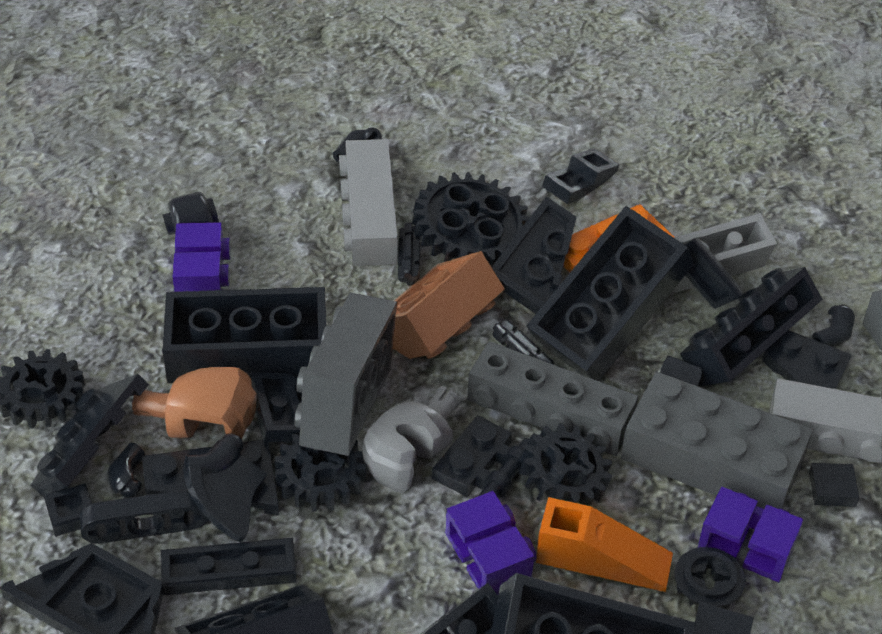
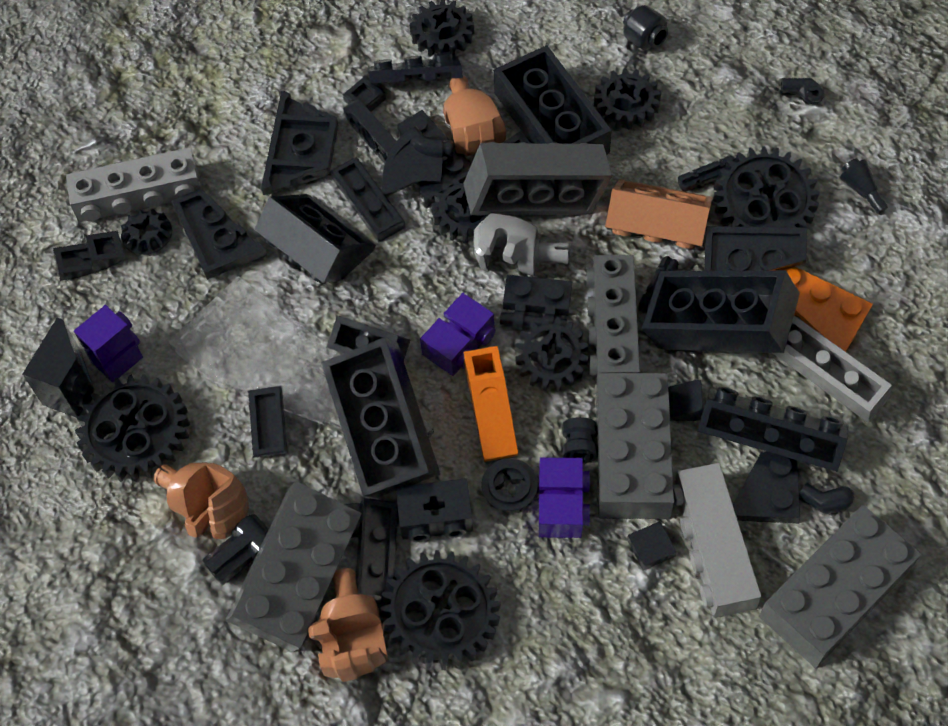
camera: 70 degrees right, 15 degrees up
(121, 471) = (406, 105): black arm -> none
(200, 257) = (596, 59): dark purple piece -> none
(271, 266) = (627, 99): none -> black gear
(370, 204) = (741, 122): light grey brick -> none
(493, 151) = (860, 179): none -> black cone
(582, 176) = (886, 254): black slope -> none
(686, 488) = (580, 439): none -> black wheel
(710, 276) = (794, 369): black tile -> none

